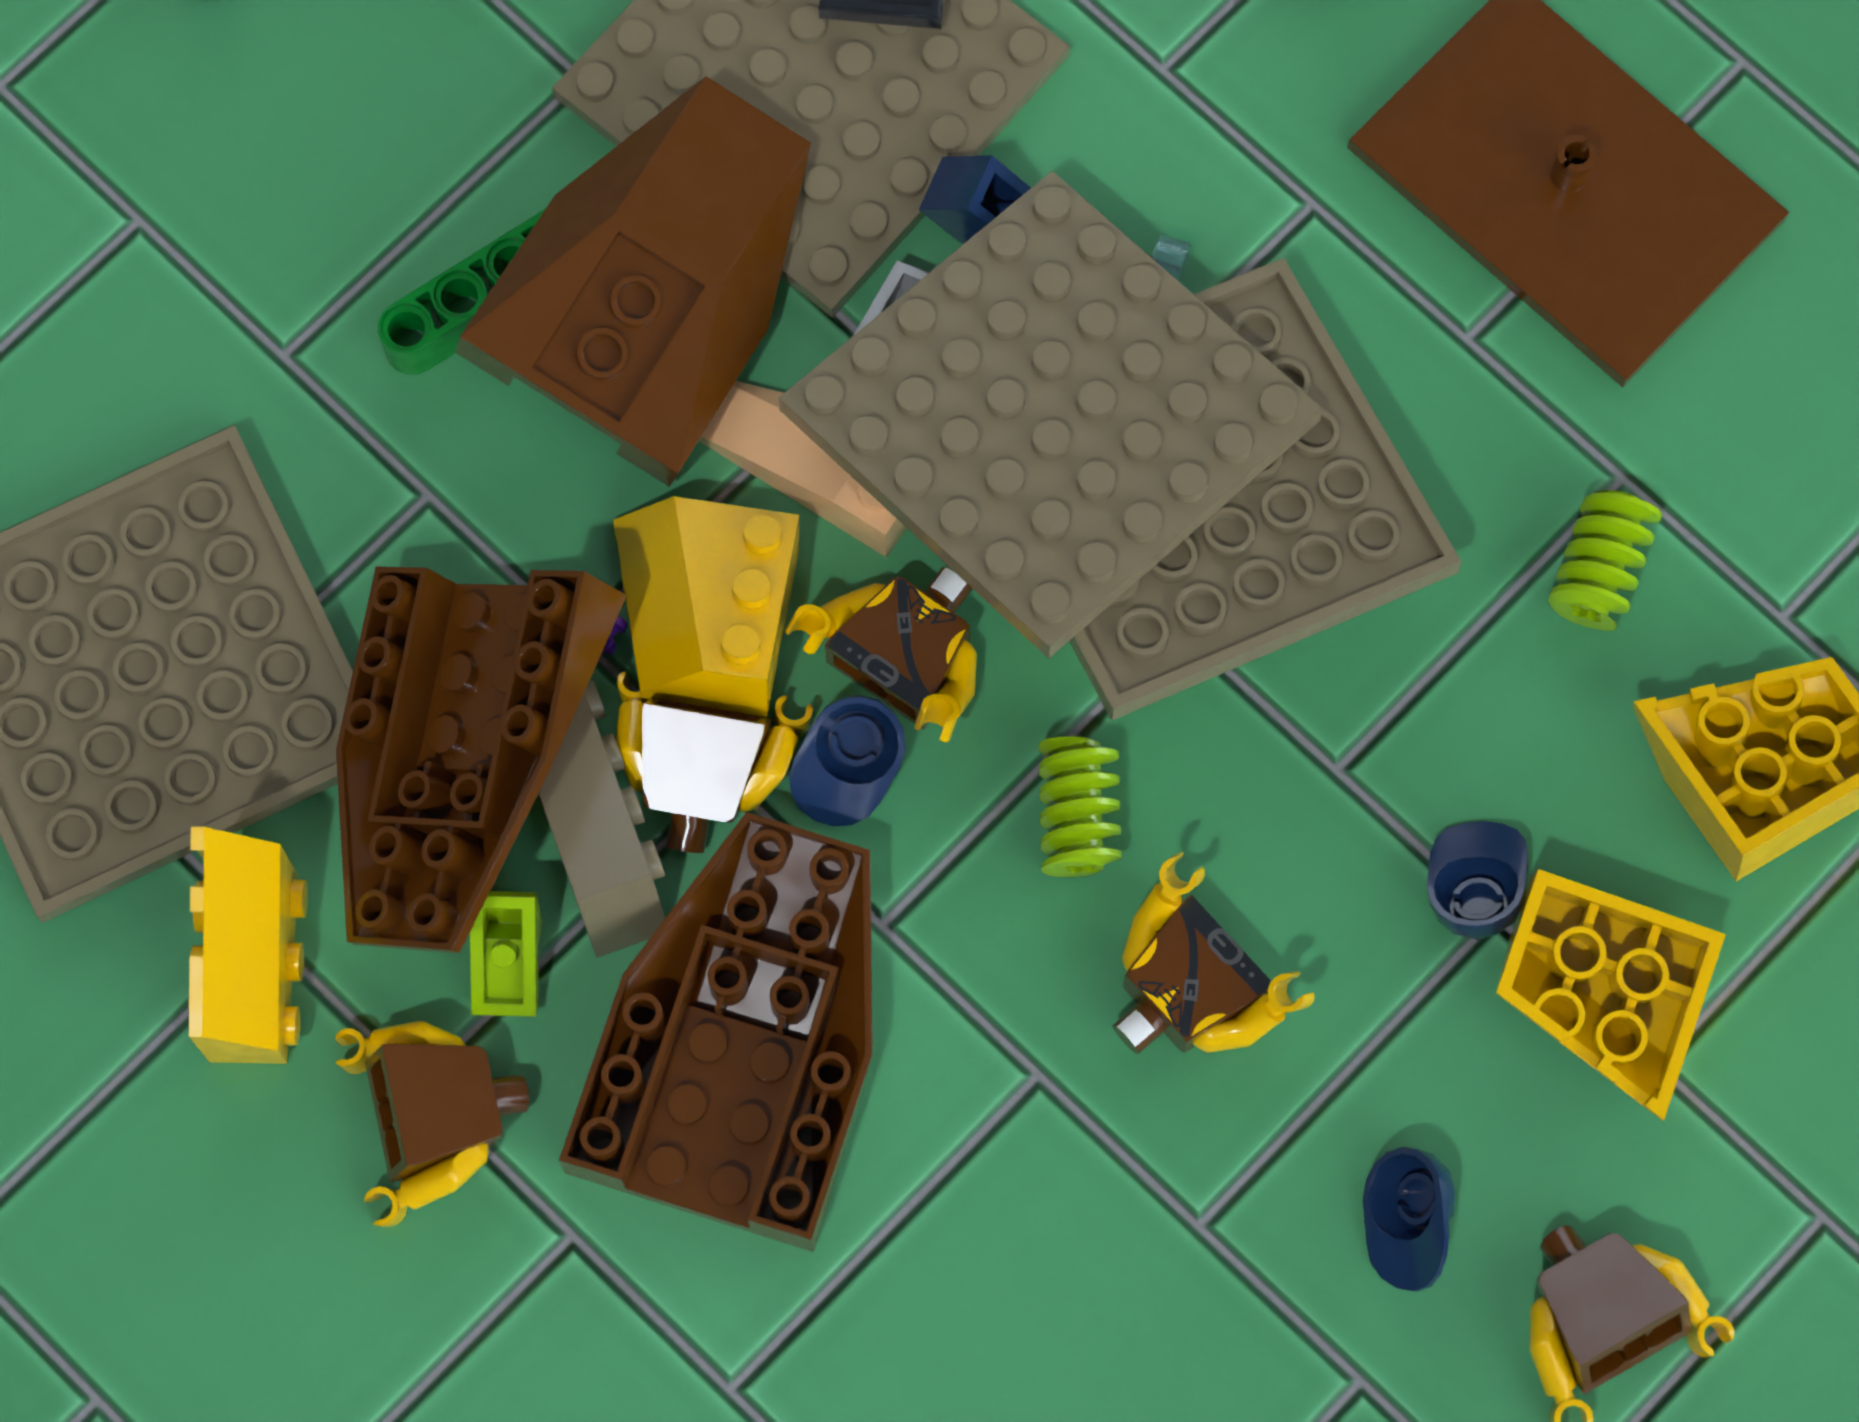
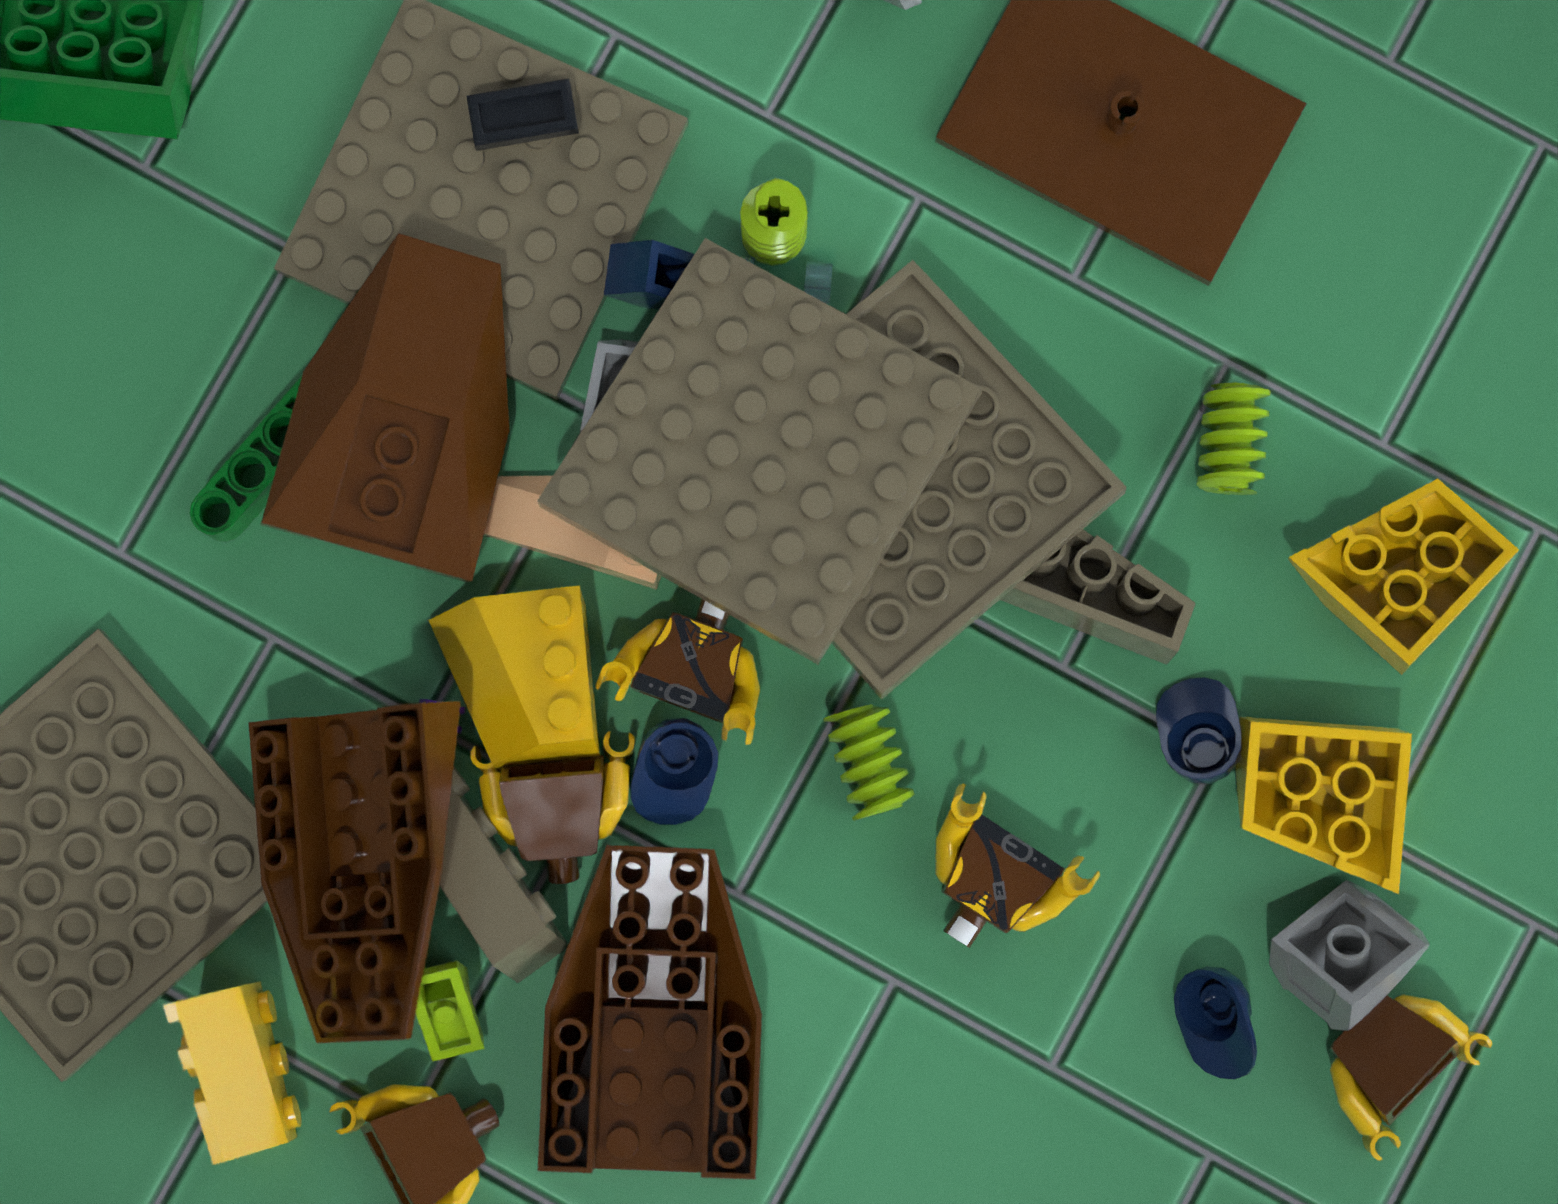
camera: 15 degrees left, 10 degrees up
(1136, 176) = (778, 202): none -> lime piece
(1400, 690) = (1106, 597): none -> dark tan wedge
(1580, 1177) = (1345, 954): none -> light grey slope

